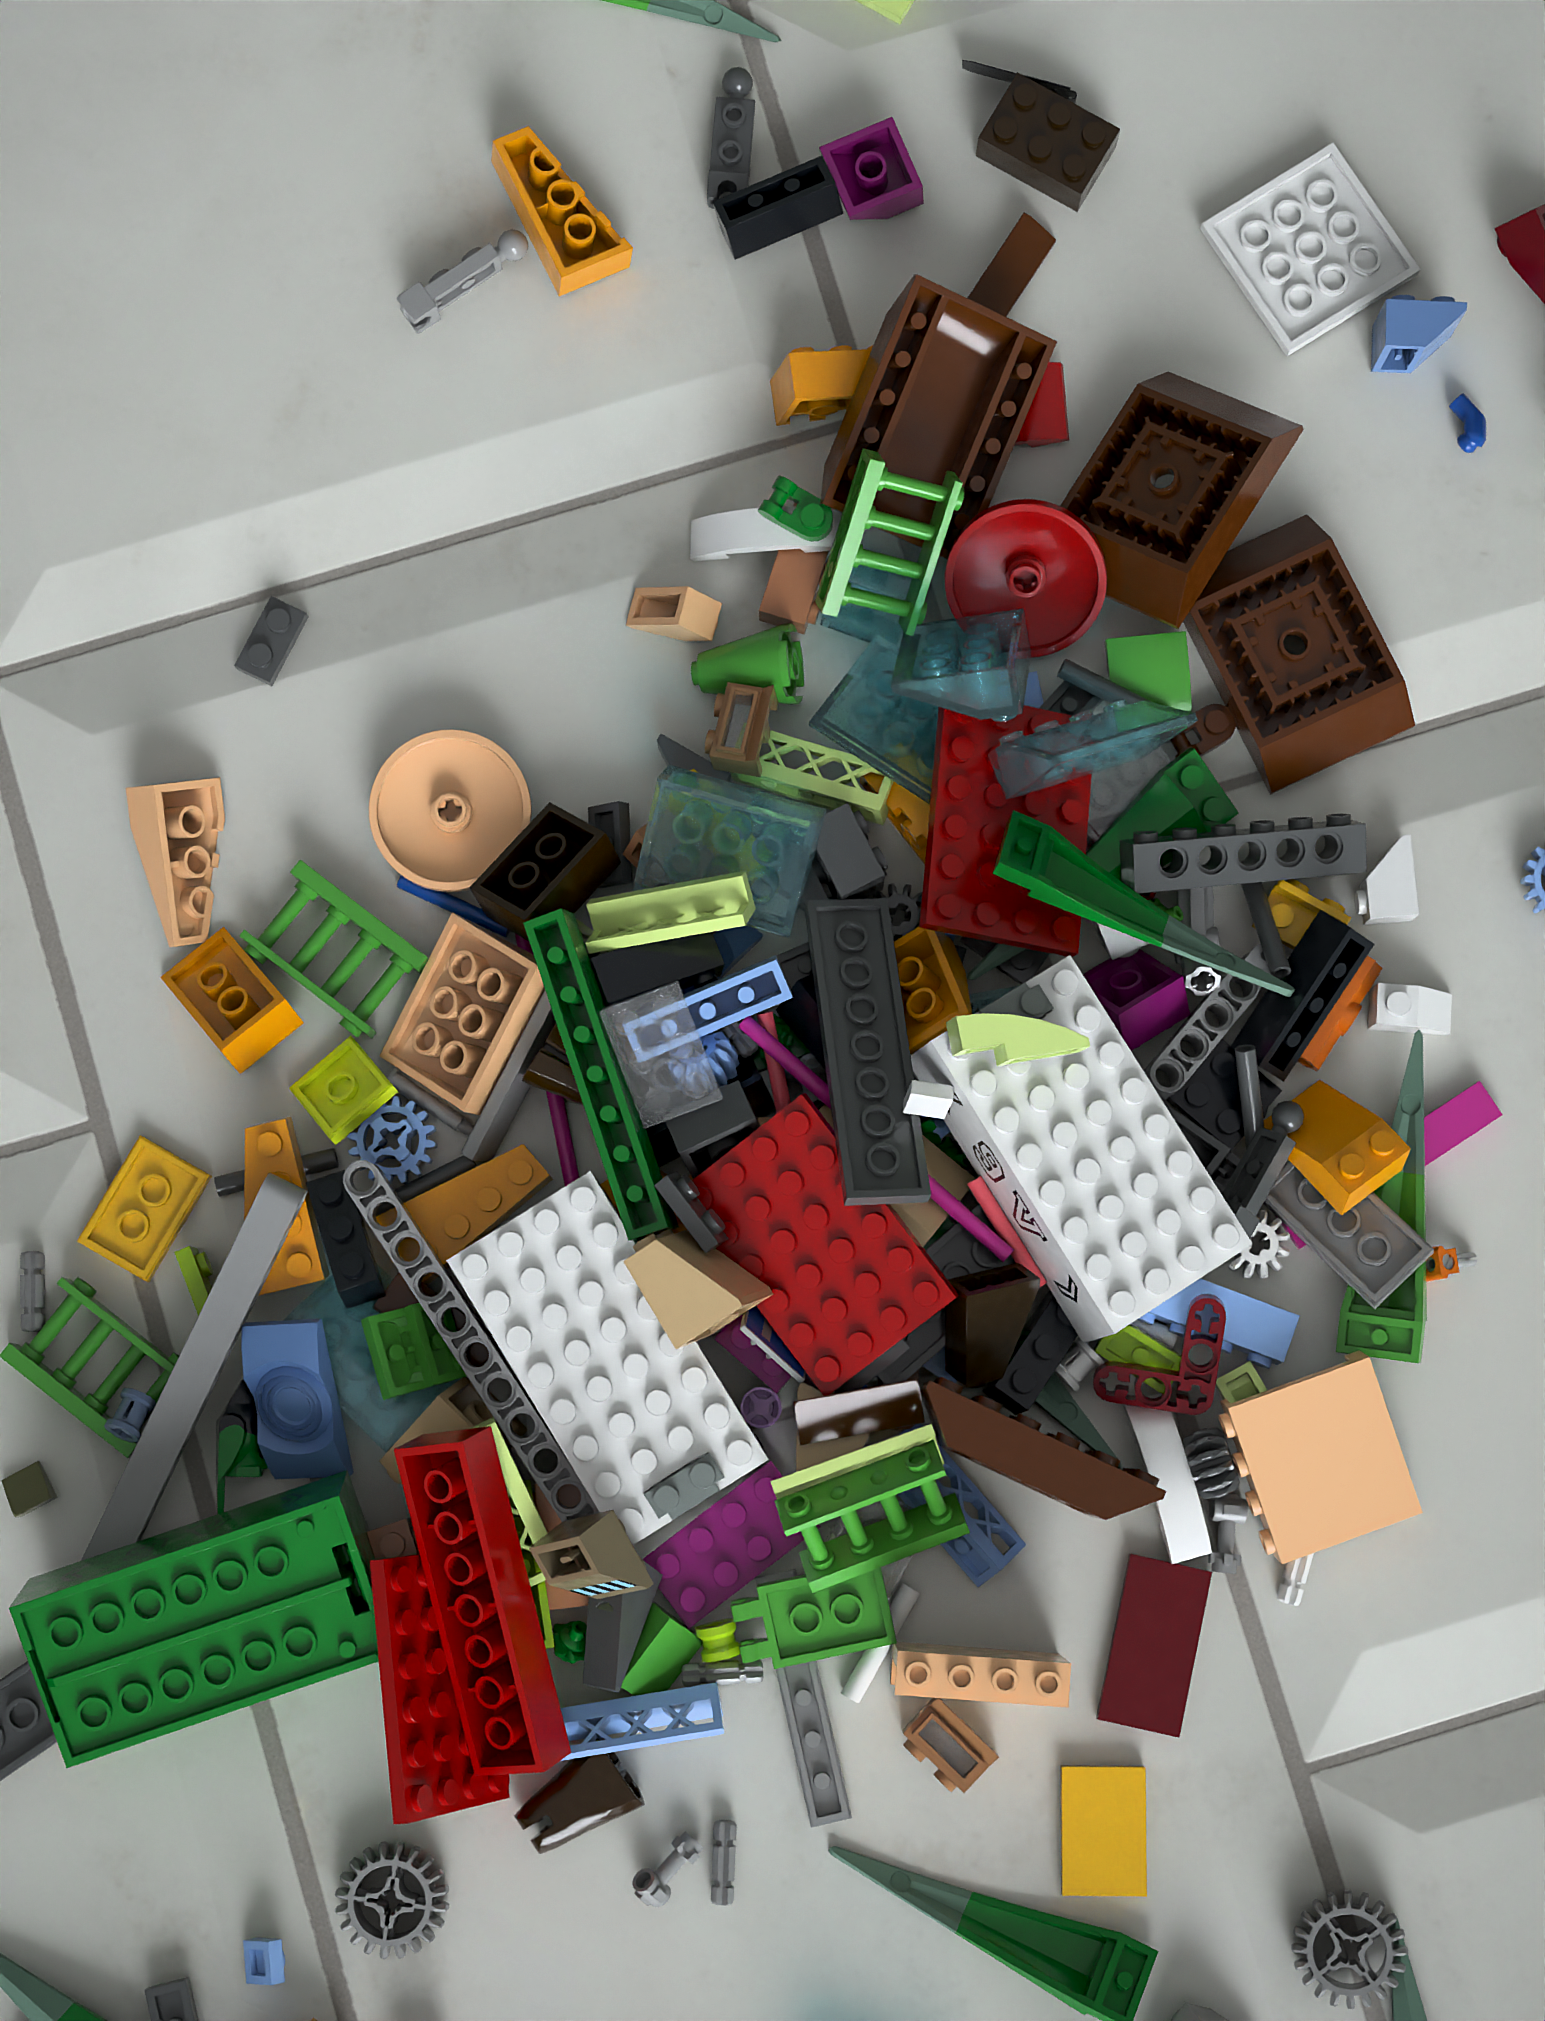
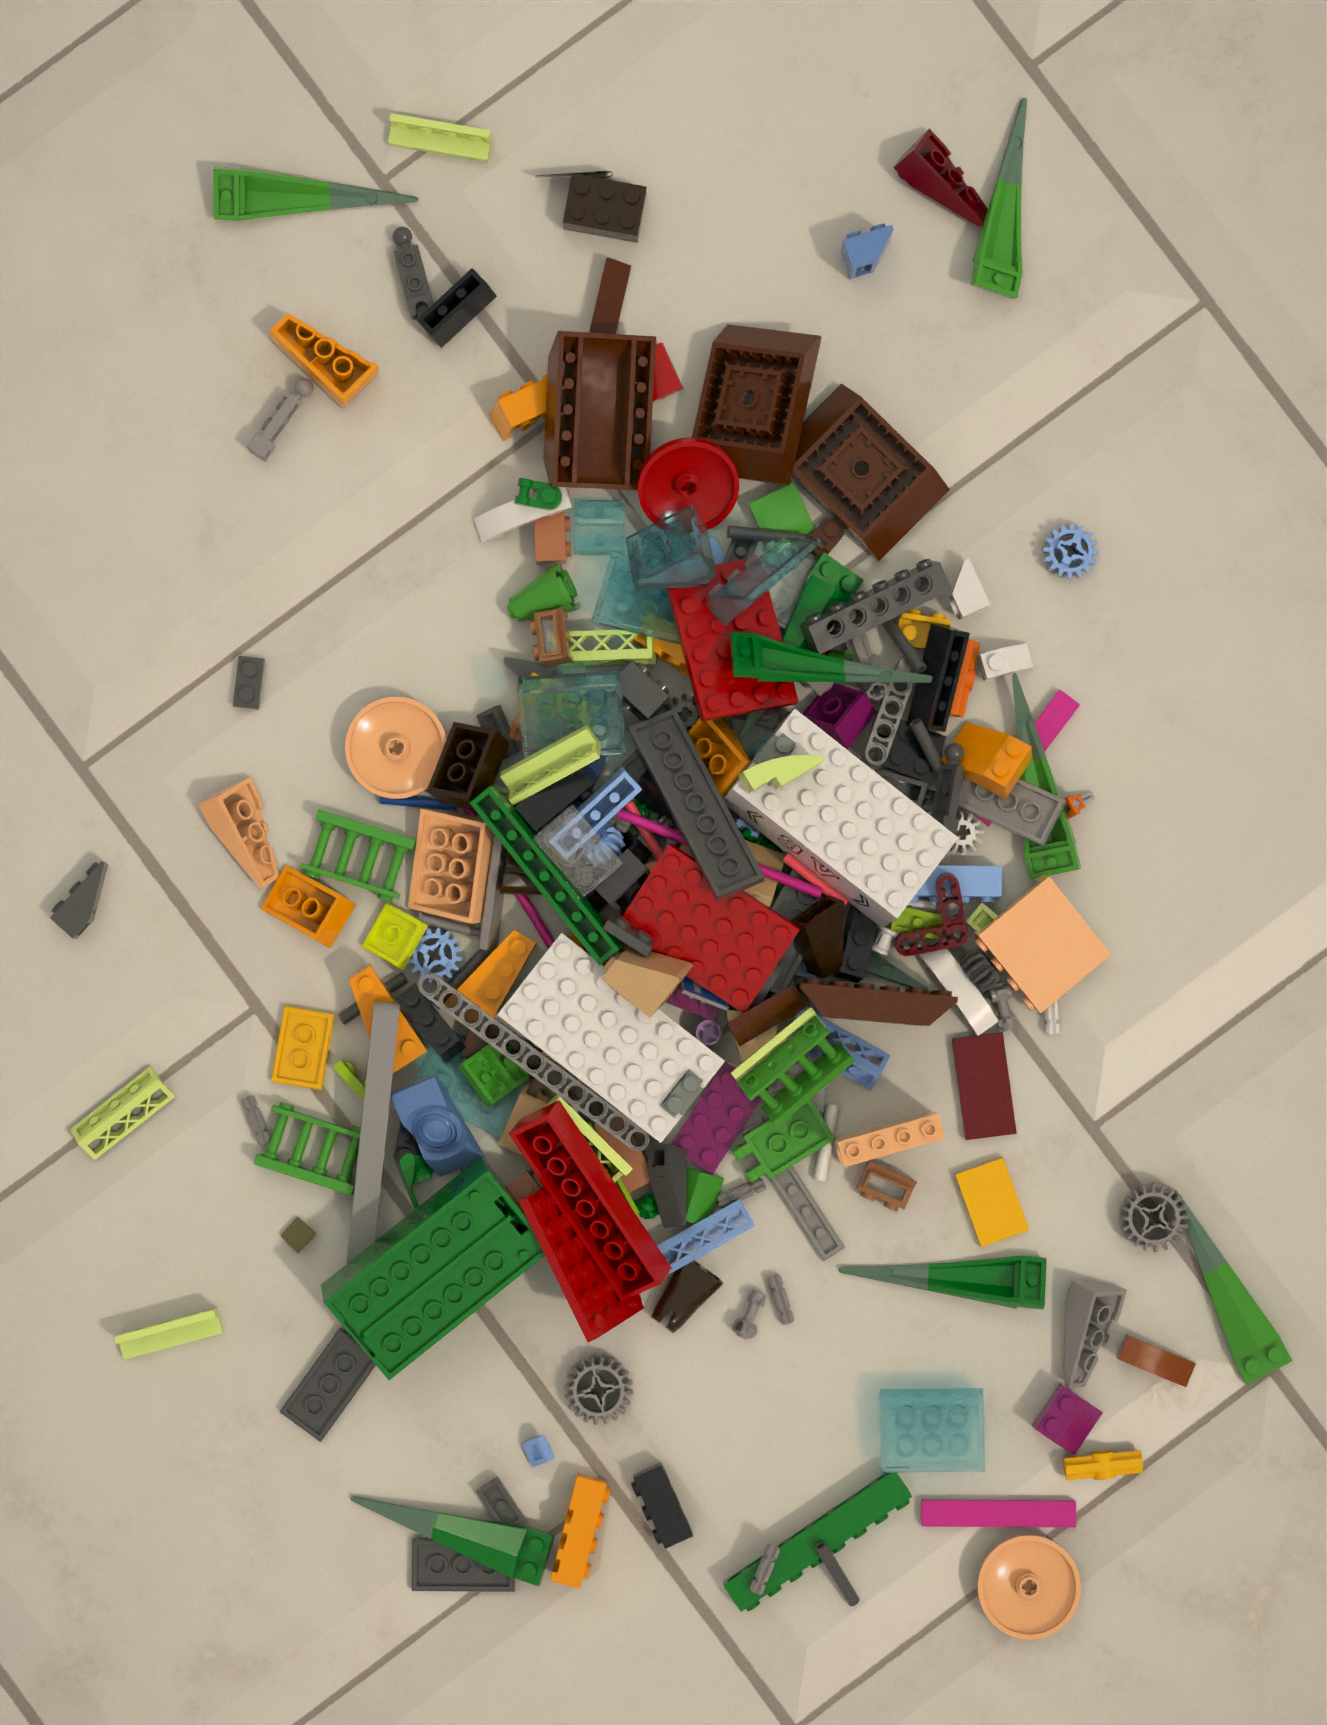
camera: 25 degrees left, 5 degrees up
(130, 1415) = (344, 1170): sand blue bush -> none
(591, 1557) = (644, 1153): dark tan slope -> none
(674, 613) = (484, 579): light nougat slope -> none
(718, 1640) = (732, 1174): lime wheel -> none
(861, 515) = (577, 485): bright green fence -> none
(874, 172) = (506, 266): magenta slope -> none
(928, 1099) = (742, 822): white tile -> none
(1310, 249) = (786, 217): white plate -> none
(1473, 422) = (922, 291): blue arm -> none

